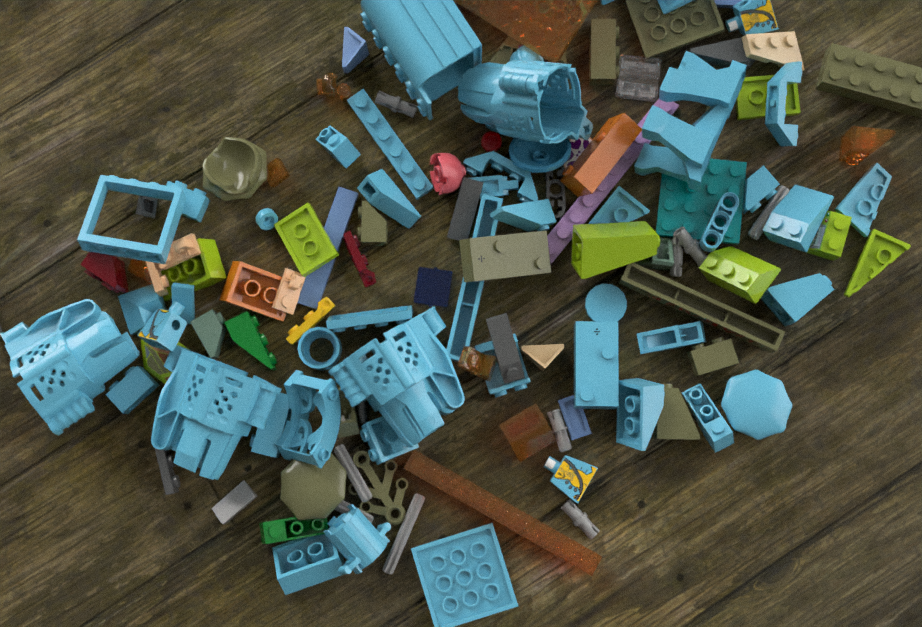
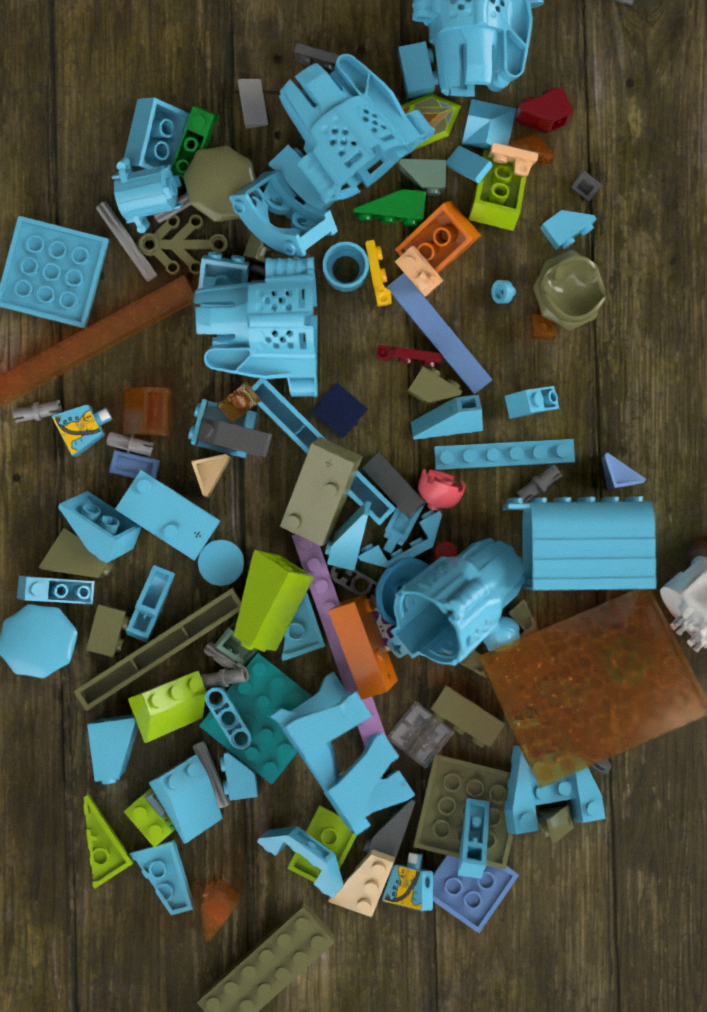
camera: 120 degrees right, 5 degrees up
(126, 248) = (549, 135): medium azure window -> none
(164, 328) = (453, 131): medium azure torso -> none
(182, 250) = (519, 186): light nougat hinge -> none
(306, 239) = (458, 316): lime plate -> none
(328, 87) = (597, 428): clear orange animal -> none
(353, 473) = (210, 227): light grey axle -> none
(361, 319) = (342, 335): medium azure plate -> none

